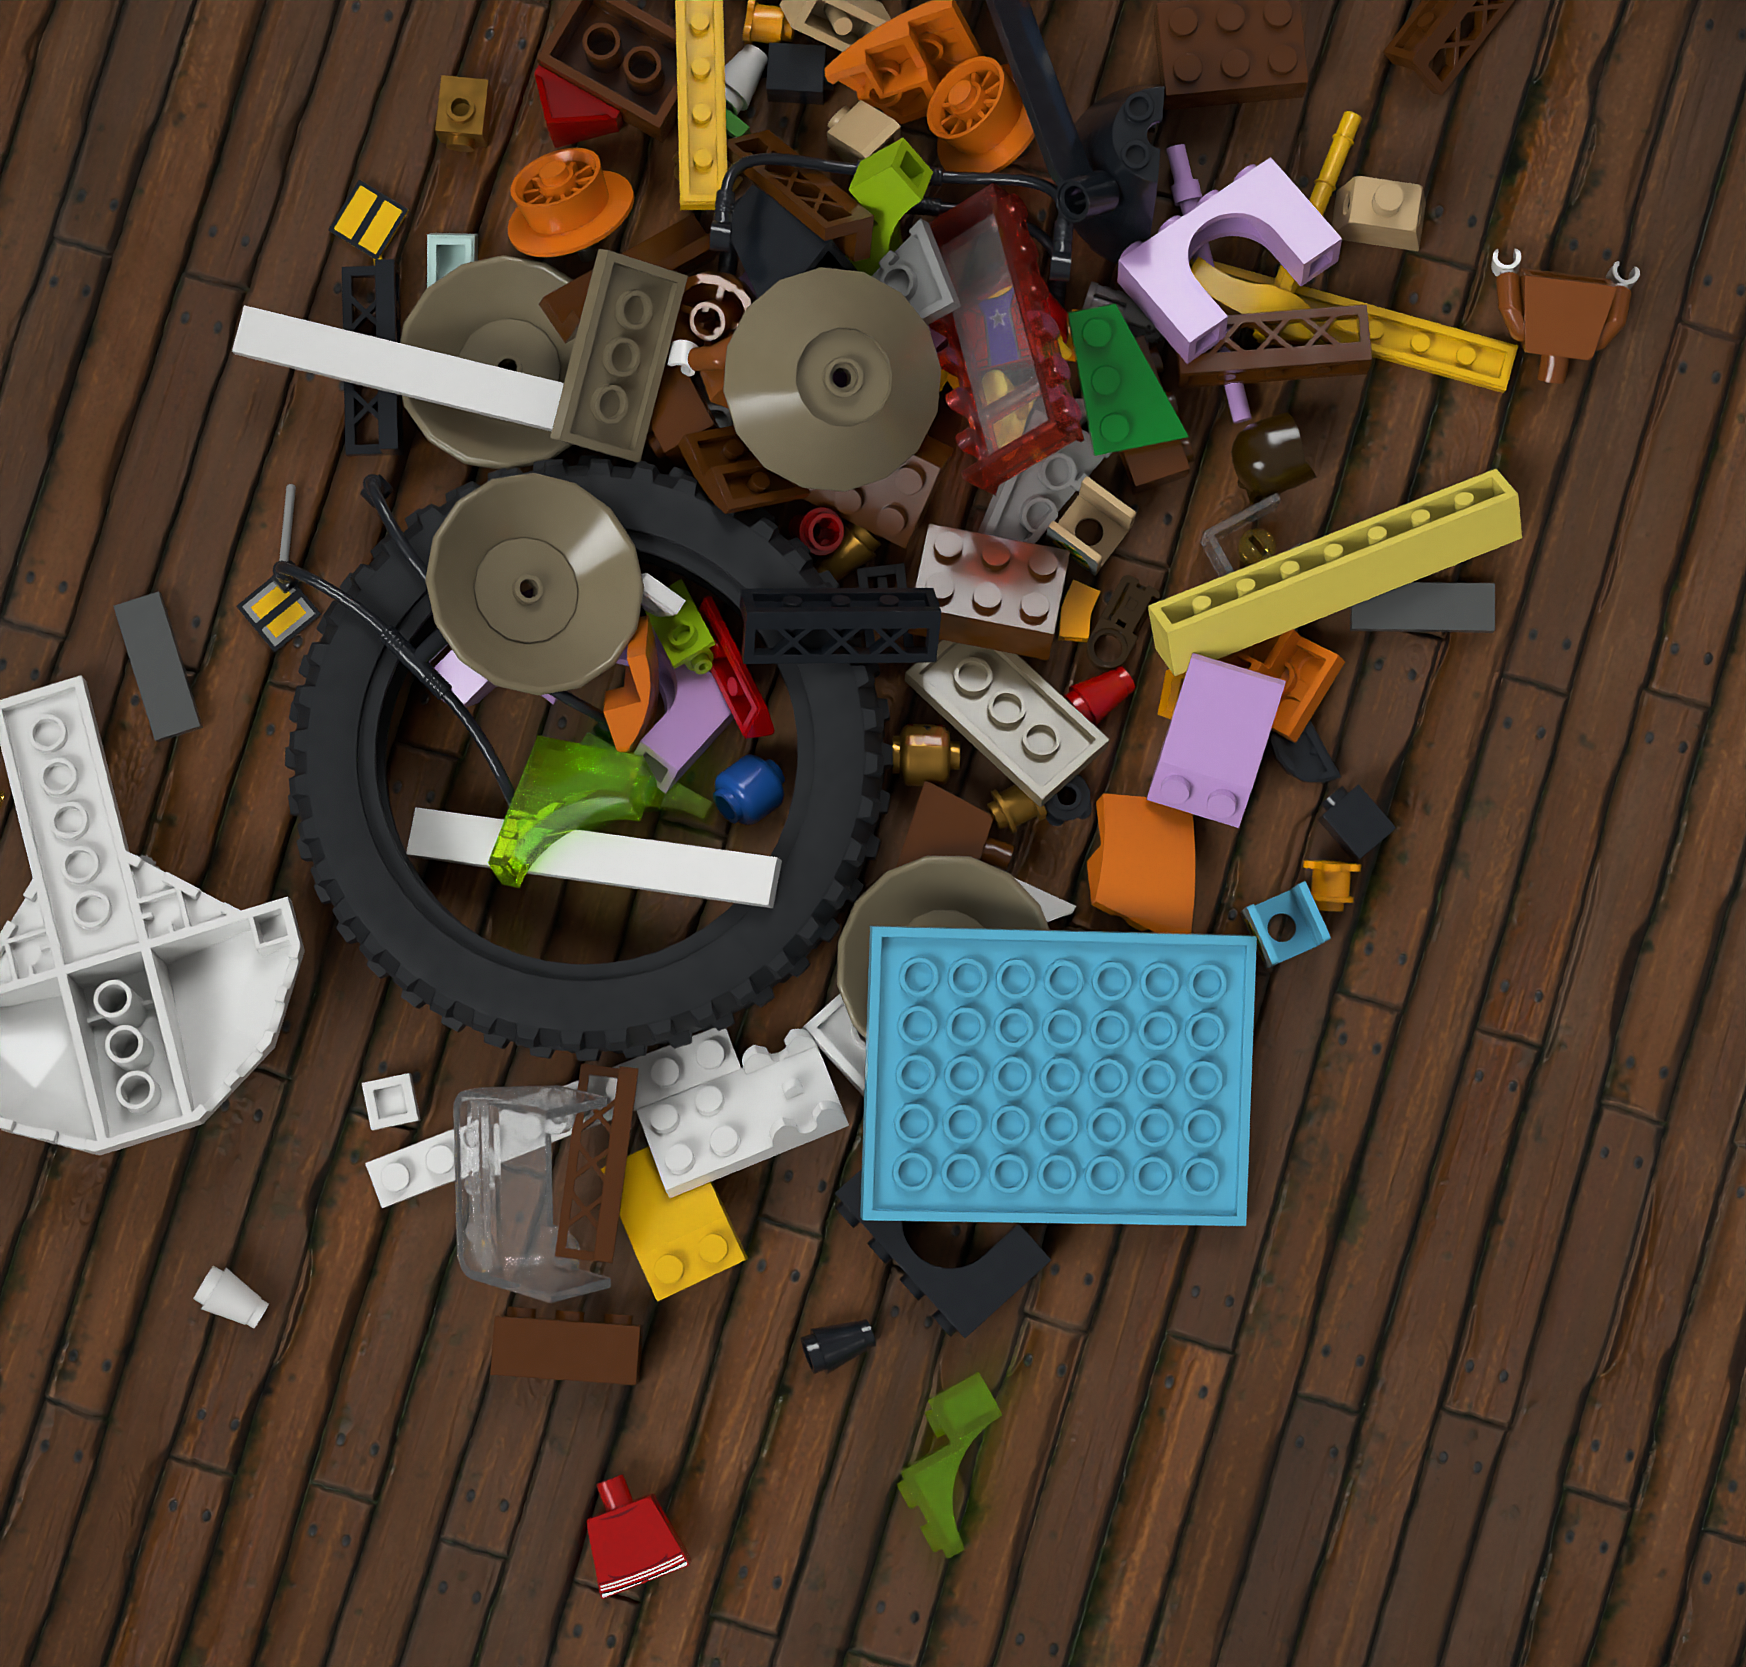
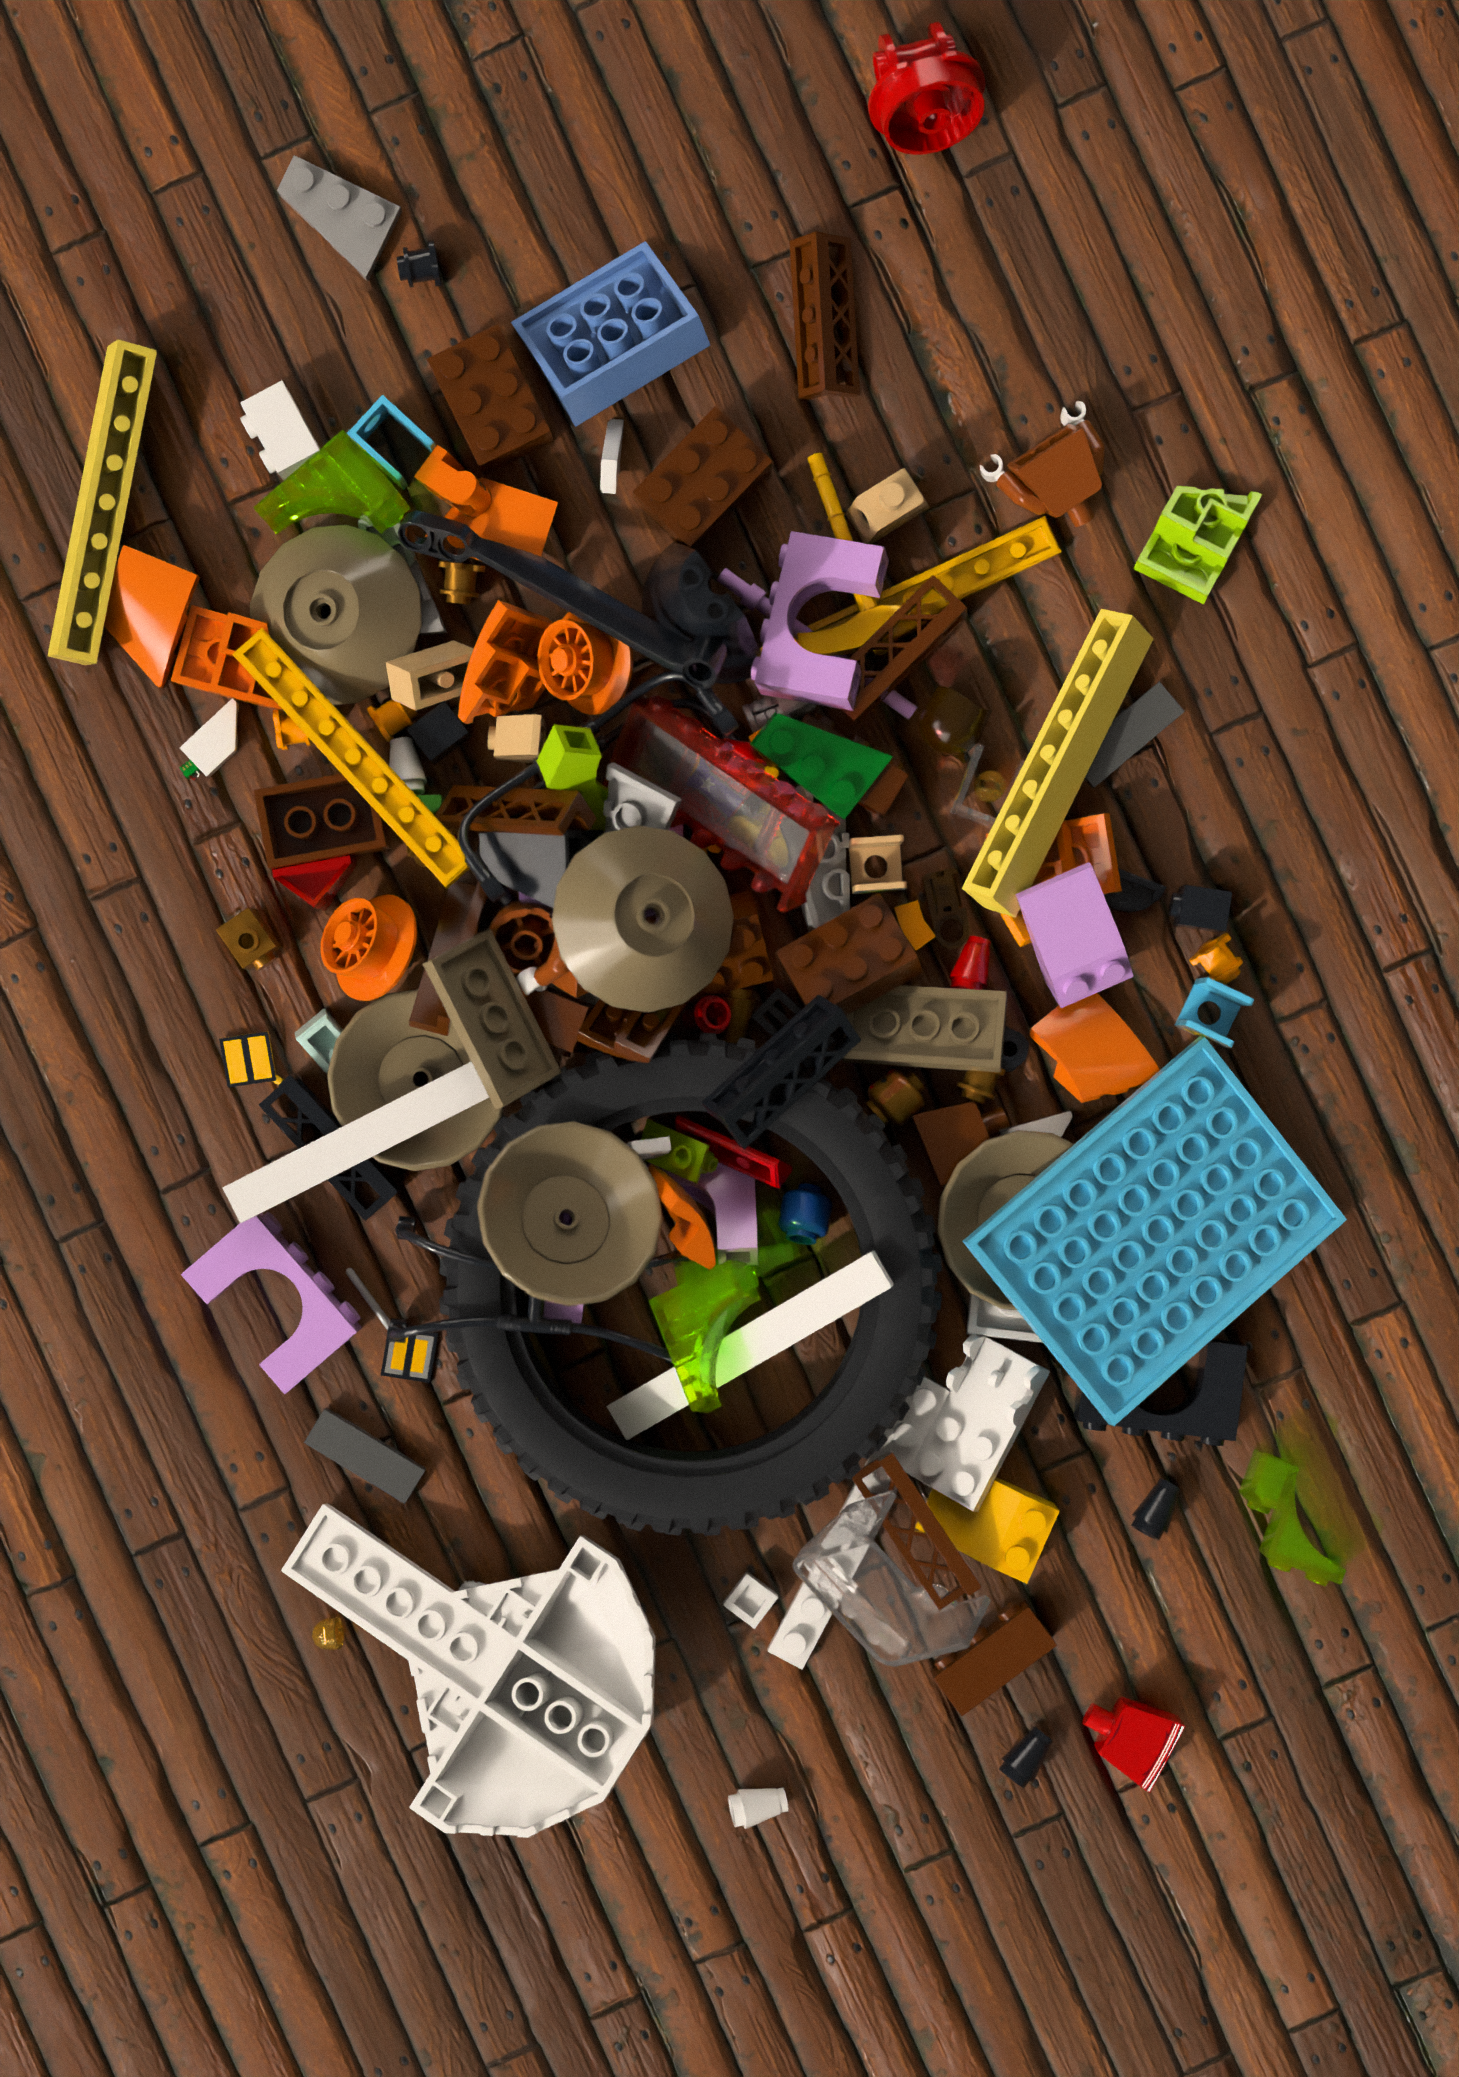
camera: 45 degrees left, 5 degrees up
(228, 512) = (324, 1320): none -> lavender arch
(516, 1471) = (1026, 1757): none -> black cone
(1640, 483) = (1195, 539): none -> lime slope

